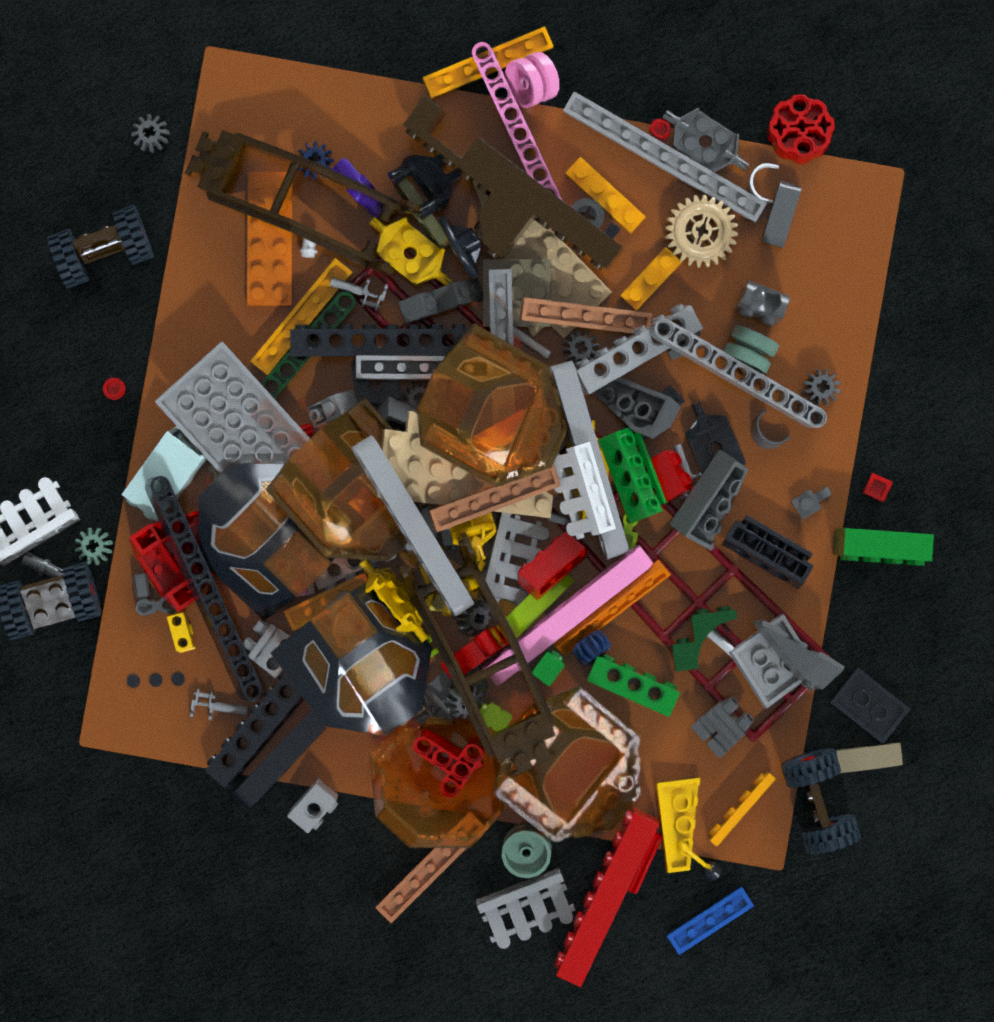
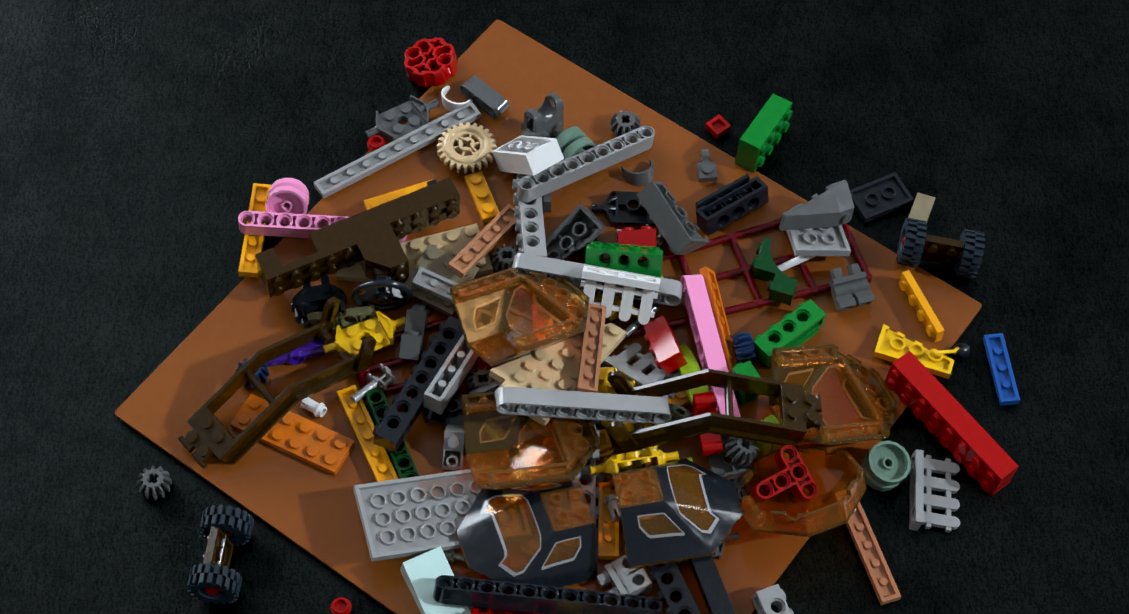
camera: 65 degrees left, 30 degrees down
(709, 308) = (528, 155): none -> white brick

